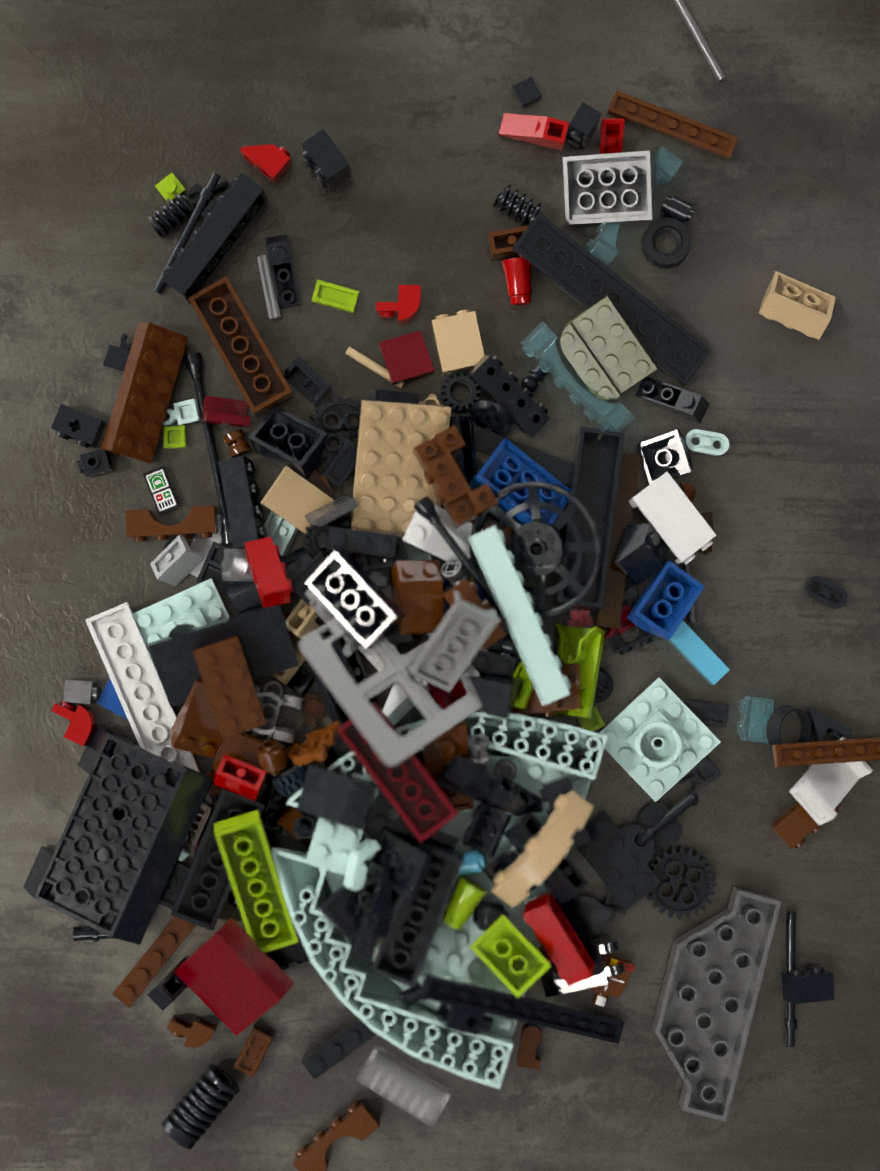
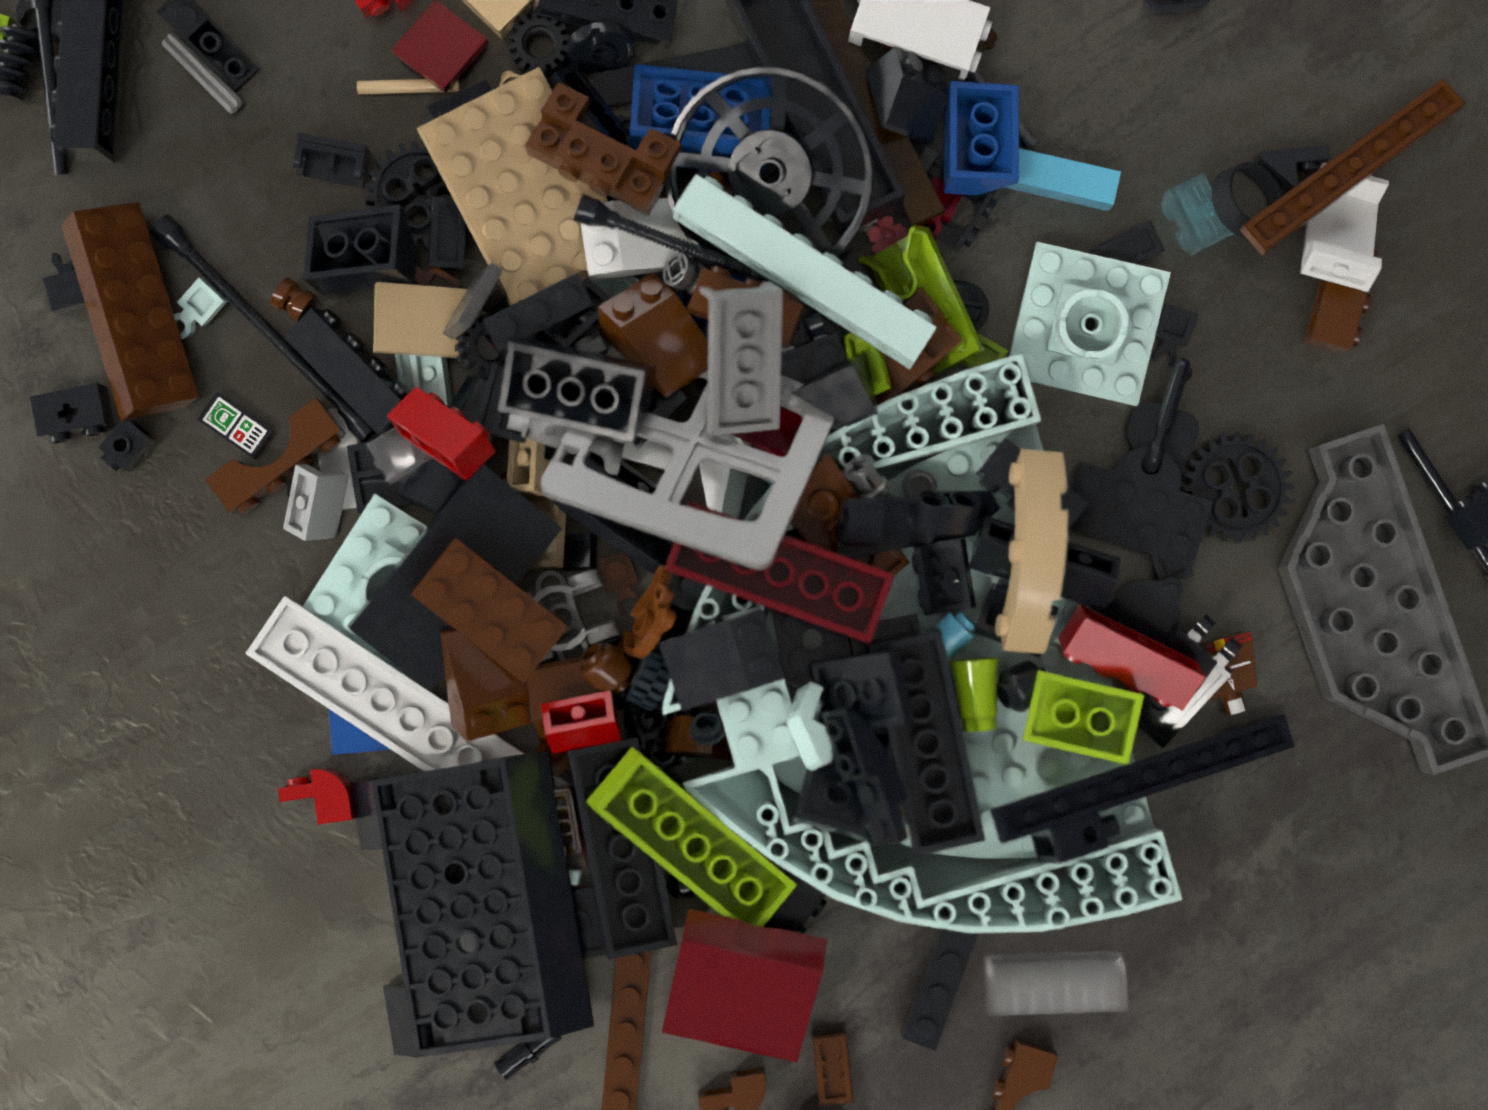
camera: 30 degrees left, 0 degrees up
(80, 691) = (302, 752): flat silver brick -> none
(168, 988) = (669, 1060): black slope -> none
(174, 437) = (208, 345): lime tile -> none
(225, 412) = (252, 269): dark red panel -> none
(241, 346) = (216, 169): reddish brown brick -> none
(335, 296) = (296, 28): lime tile -> none
(410, 995) = (989, 854): black bush -> none
(529, 1039) = (1178, 820): reddish brown leg -> none

